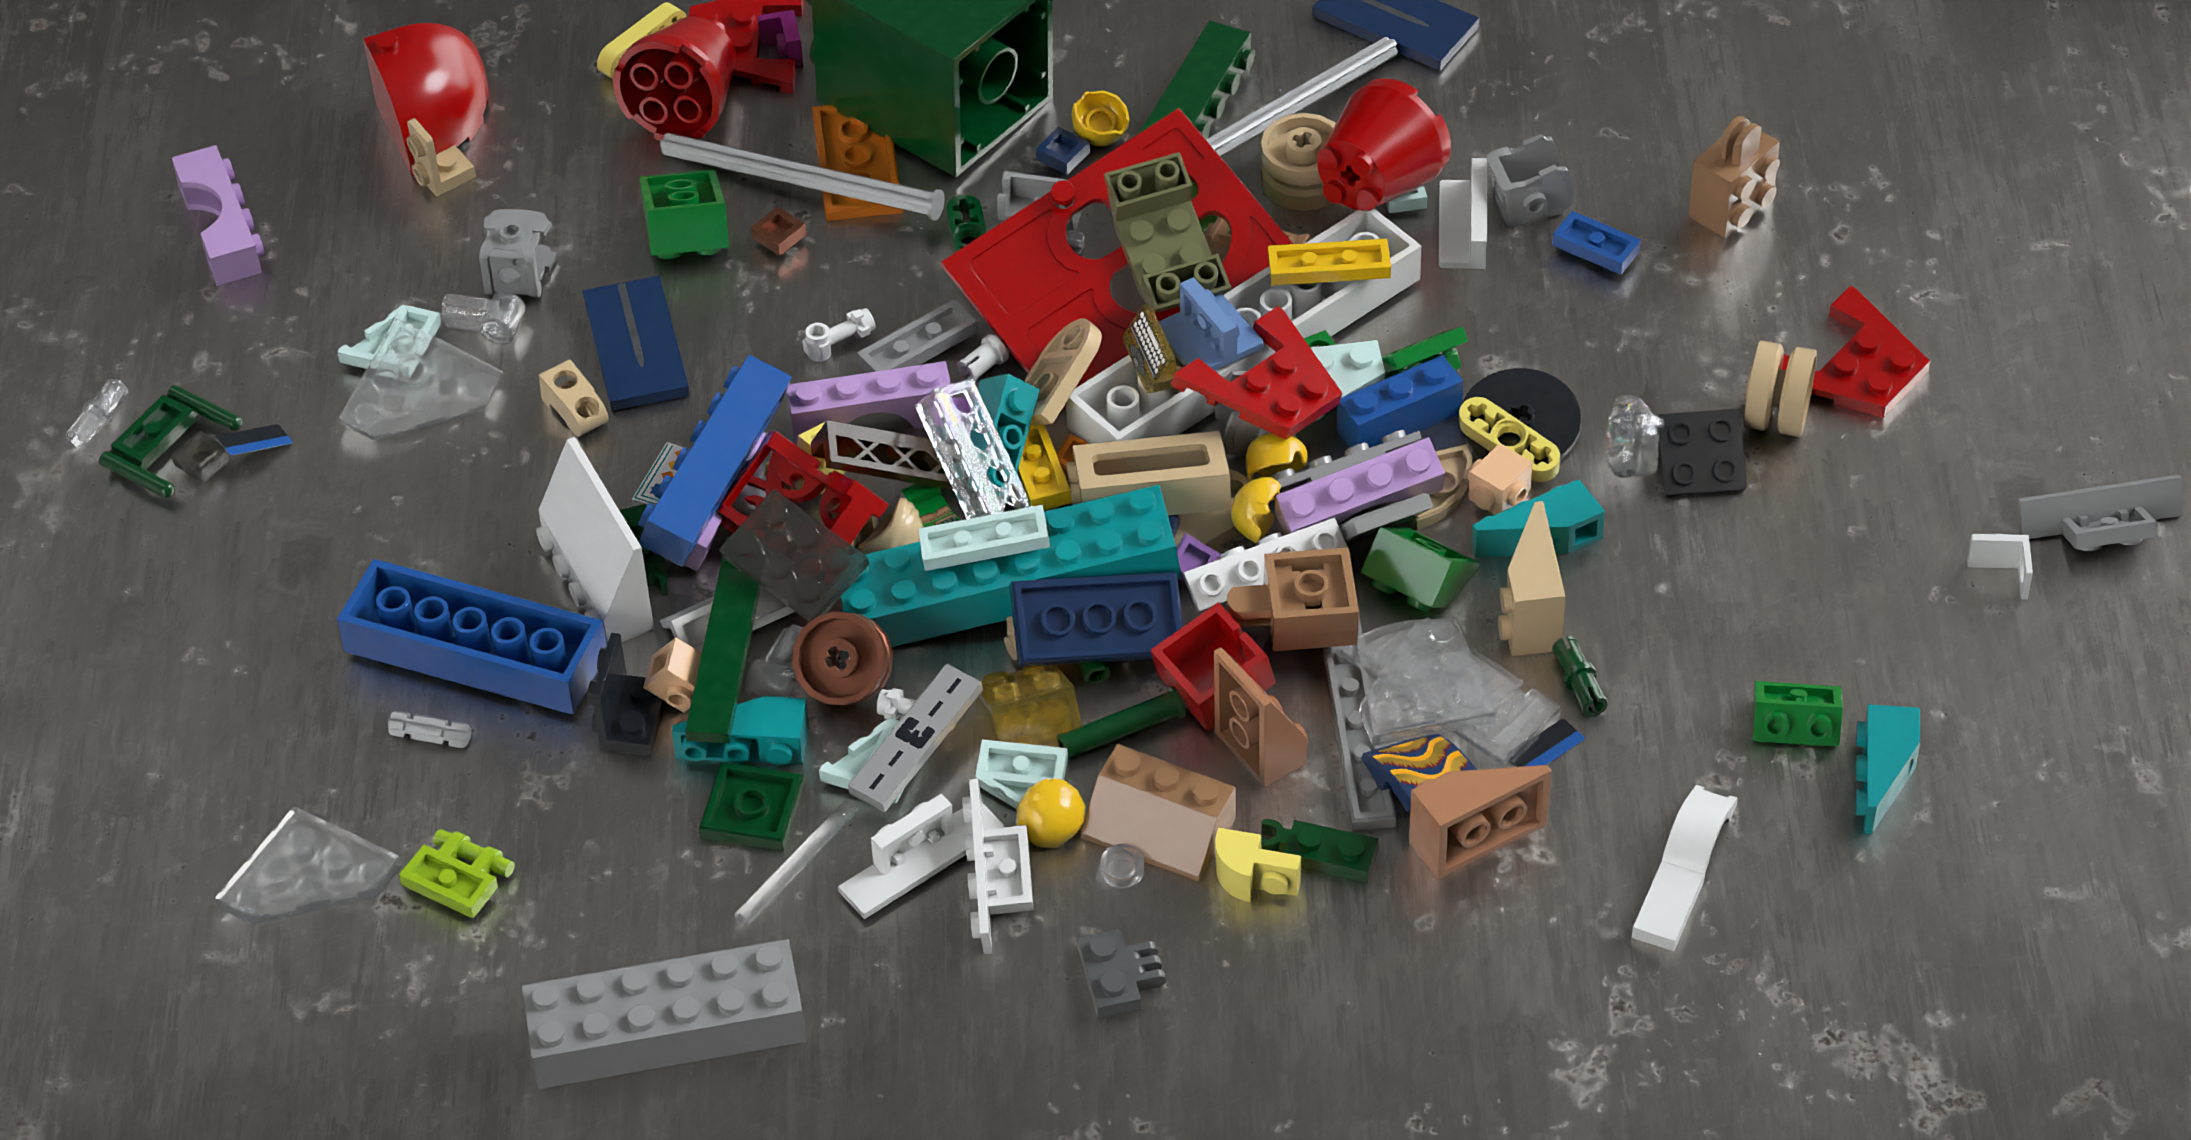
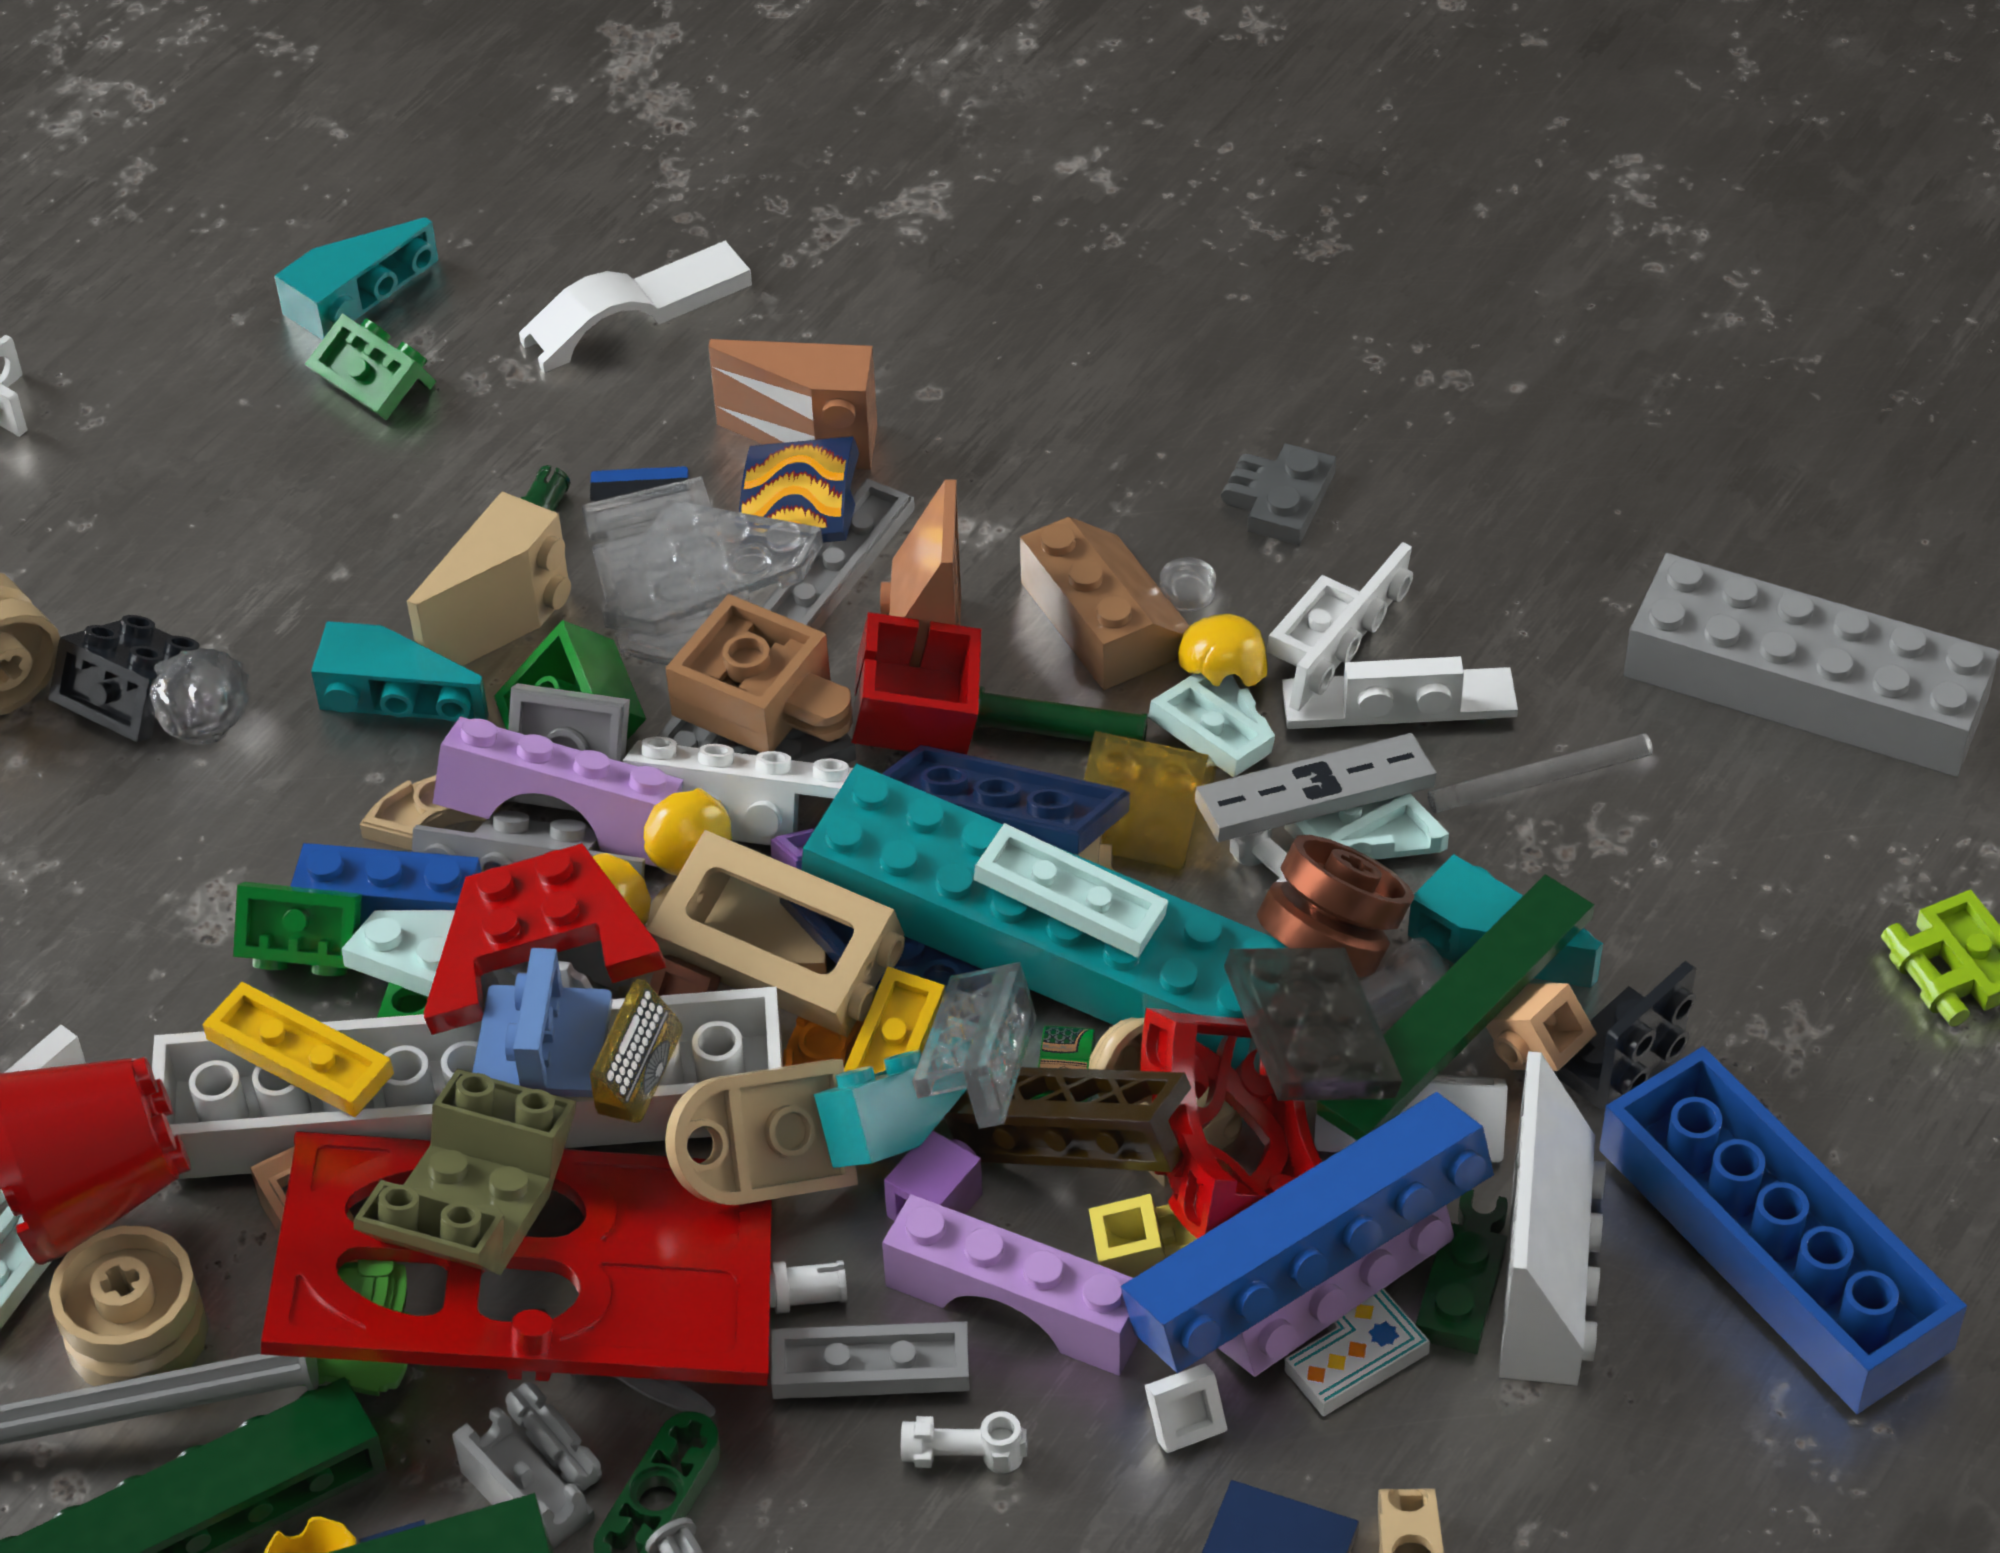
camera: 145 degrees left, 0 degrees up
(429, 729) = (1896, 1167): light grey axle -> none
(752, 806) = (1553, 843): dark green tile -> none
(1246, 867) = (1054, 489): light yellow brick -> none
(1323, 848) = (980, 501): dark green plate -> none
(1500, 480) = (381, 749): light nougat brick -> none
(1501, 423) = (324, 771): light yellow beam -> none
(1530, 393) = (228, 812): black piece -> none

